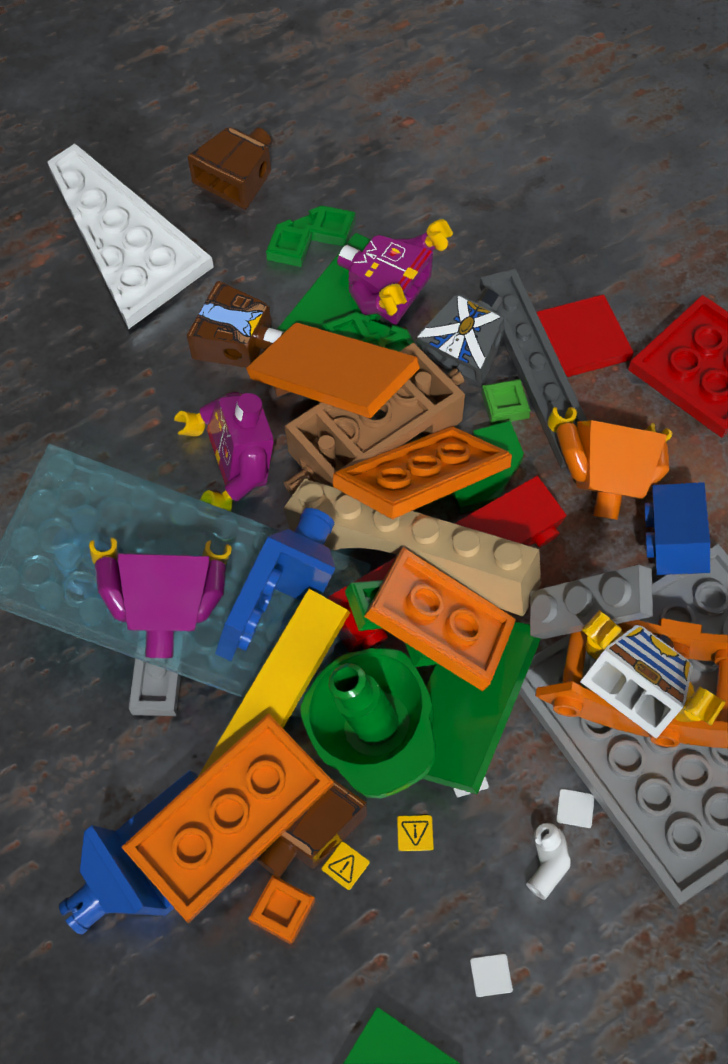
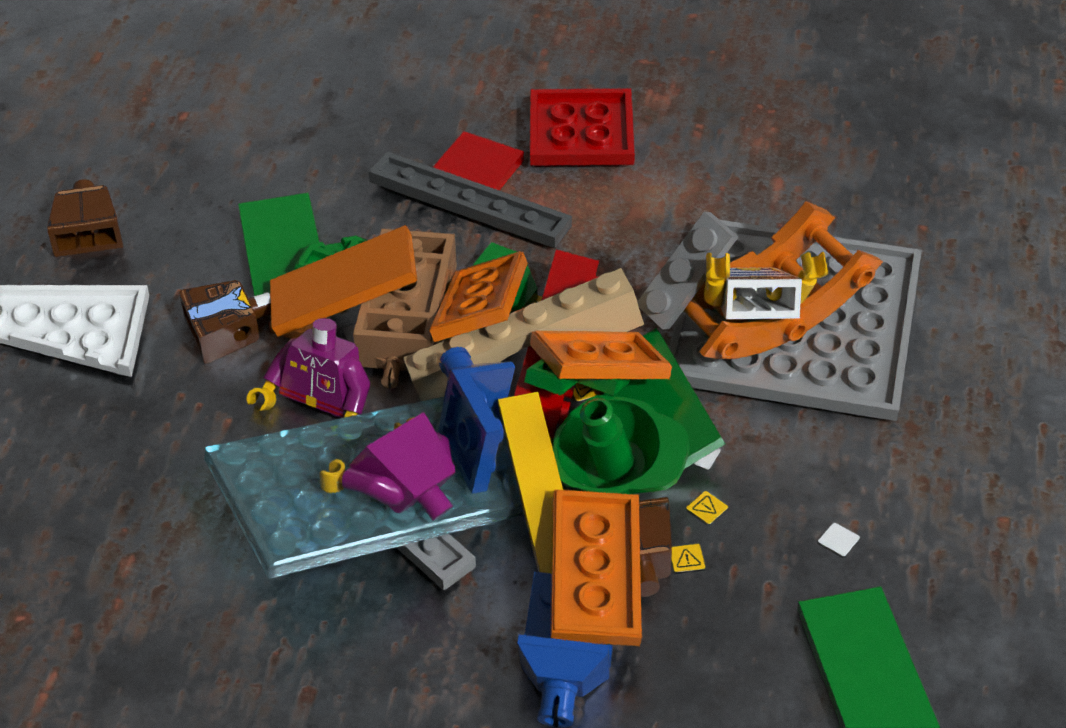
camera: 45 degrees left, 15 degrees down
(282, 909) = (679, 608): orange tile -> none
(323, 224) = (190, 238): green tile -> none
(392, 271) = (306, 203): magenta torso -> none
(465, 335) = (404, 202): torso -> none
(505, 401) = (473, 236): bright green tile -> none
(553, 858) = (802, 450): white arm -> none
(575, 808) = (783, 420): white sticker -> none
(611, 459) = (586, 213): orange torso -> none
(681, 529) = (666, 216): blue brick -> none

